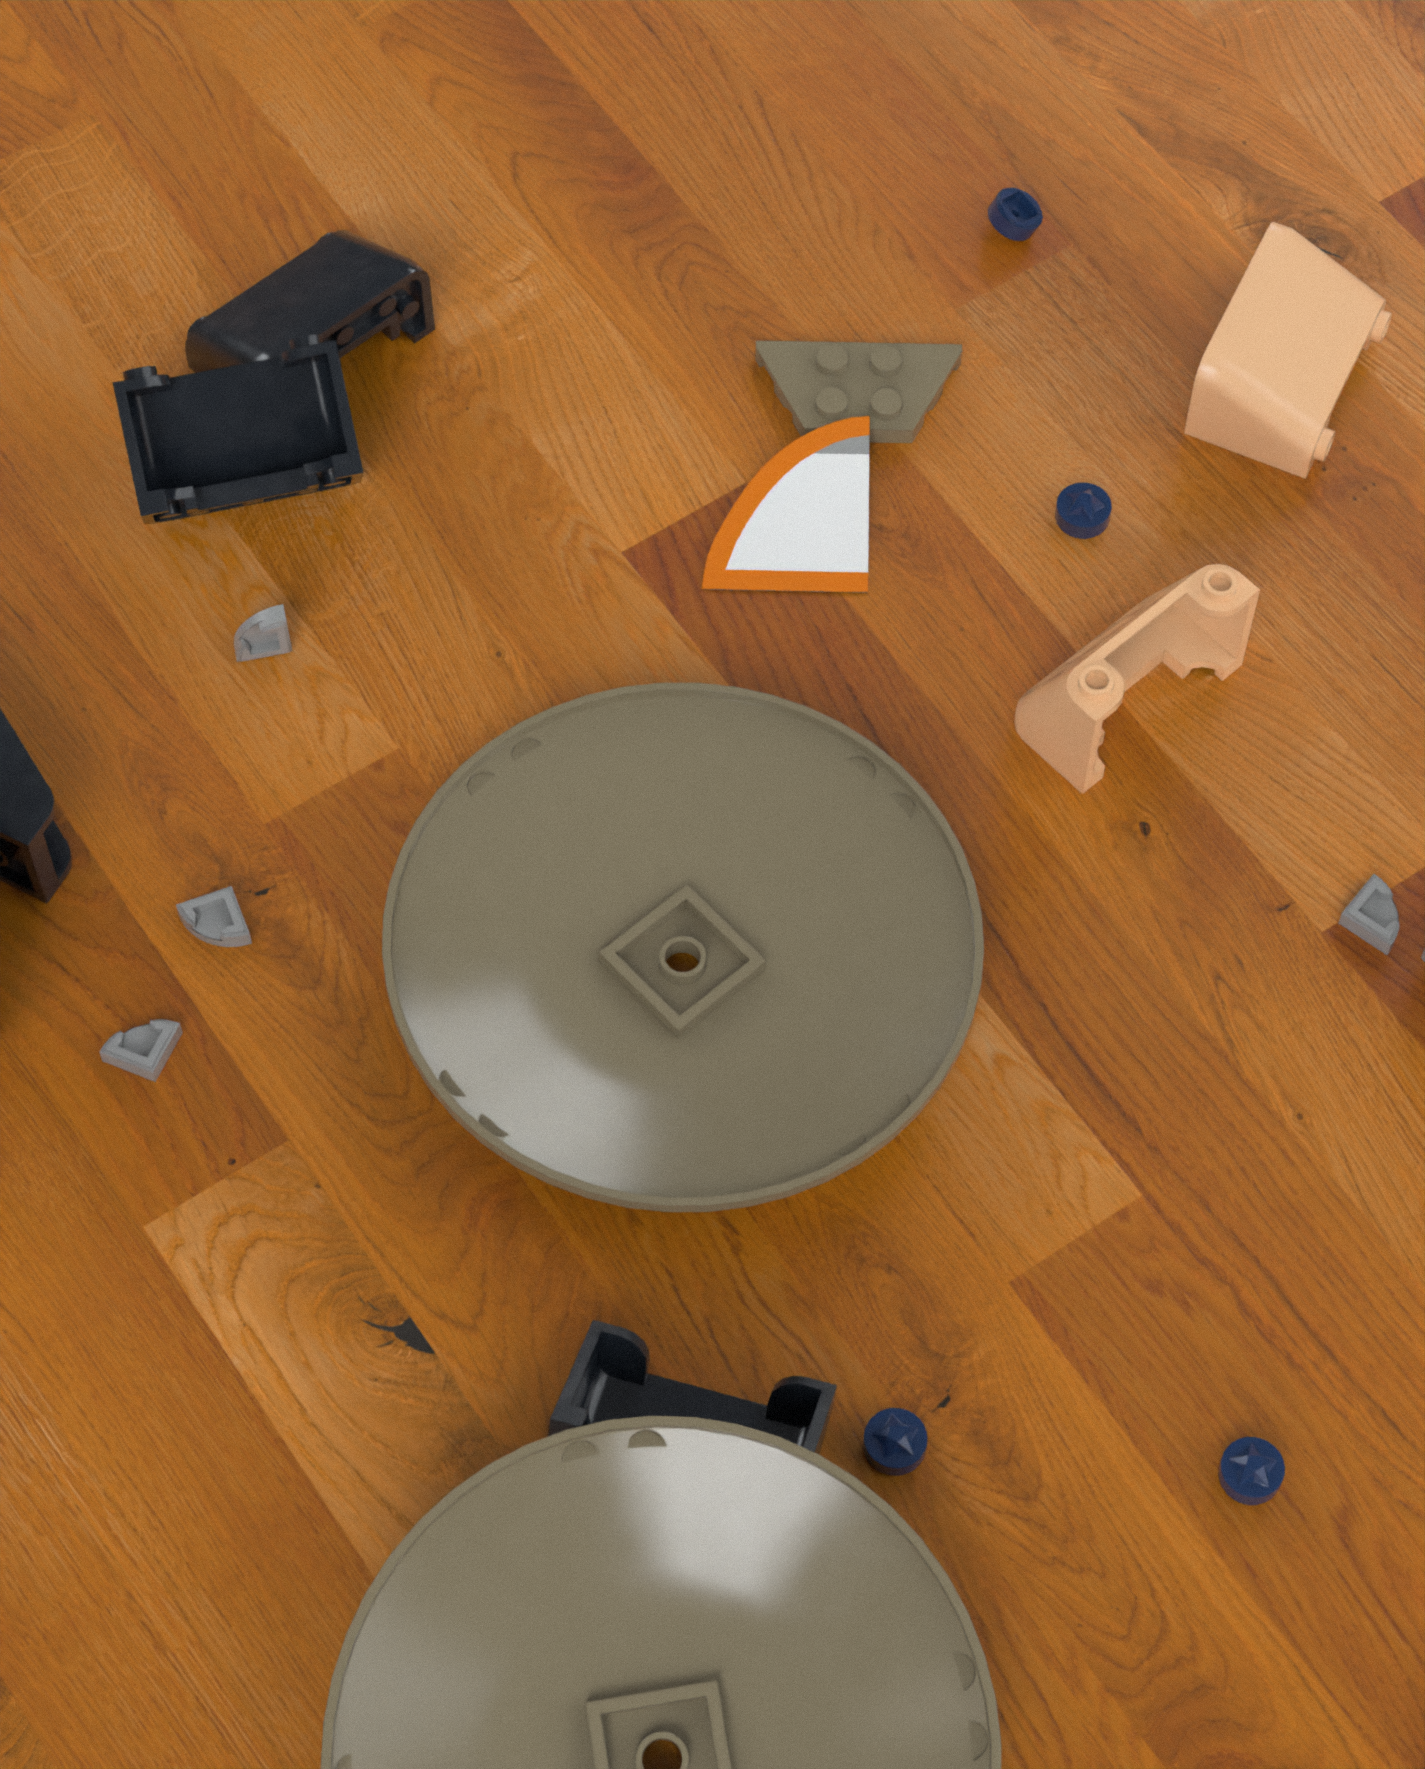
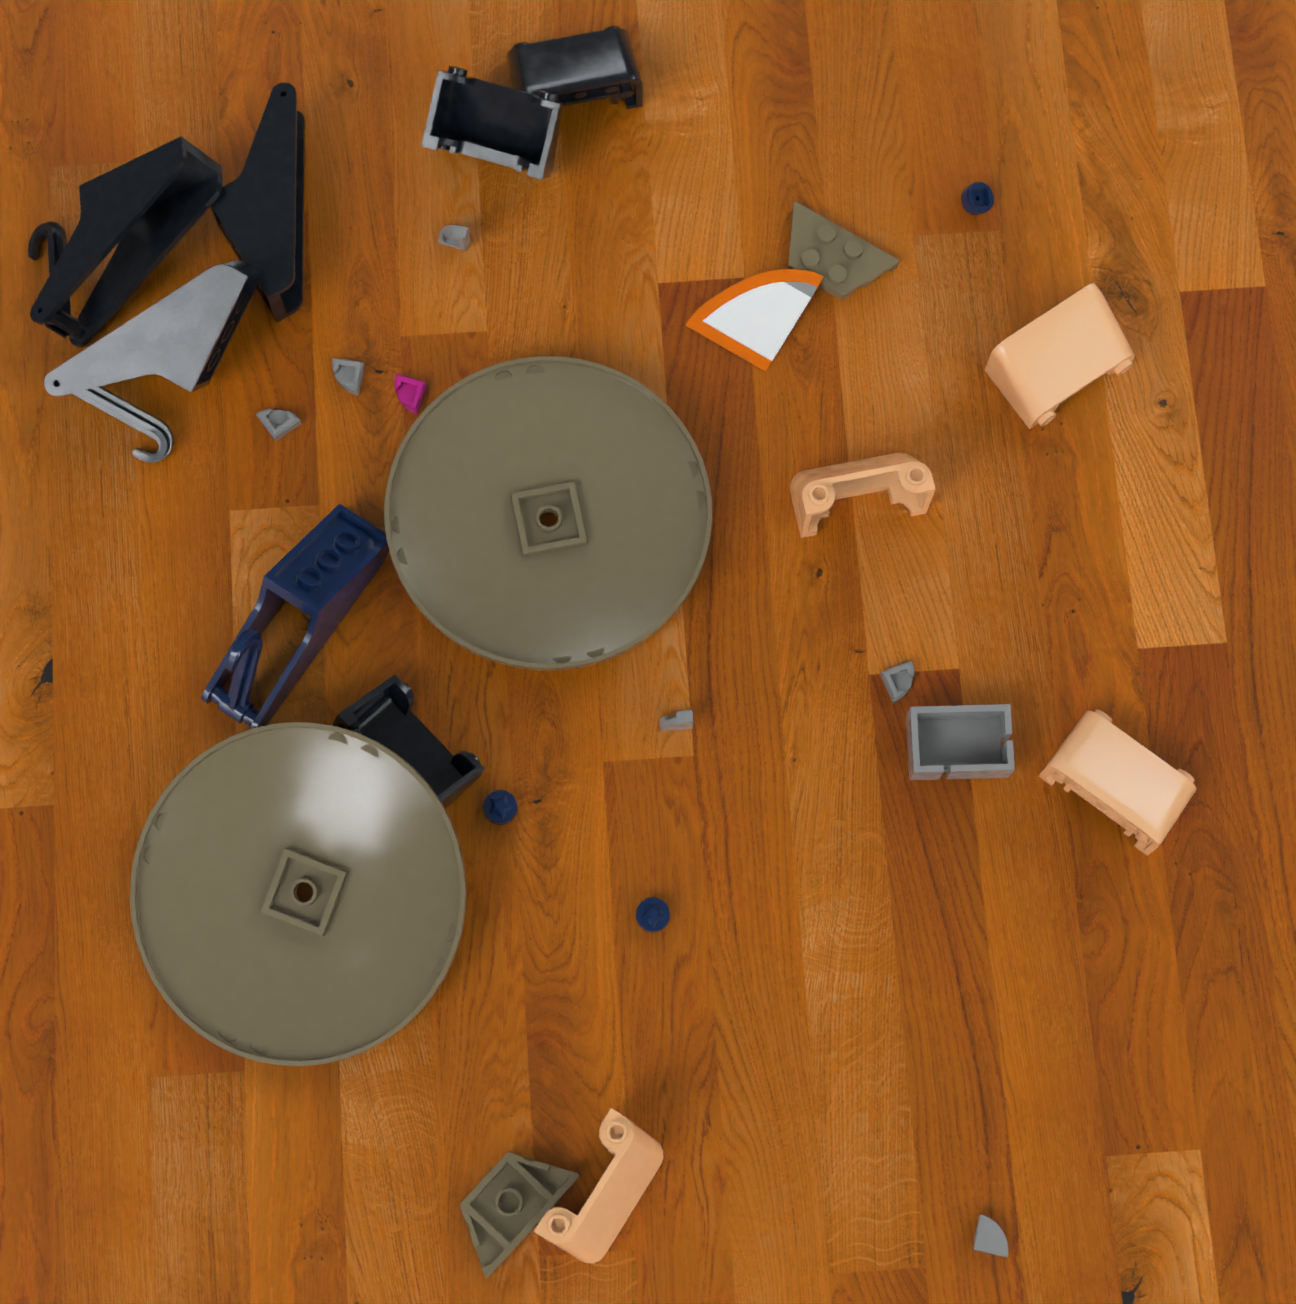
camera: 30 degrees right, 15 degrees up
(333, 895) = (410, 392): none -> dark pink tile
(369, 1216) = (319, 578): none -> dark blue piece
(1083, 510) = (901, 386): dark blue tile -> none
(1098, 1148) = (682, 721): none -> light grey tile

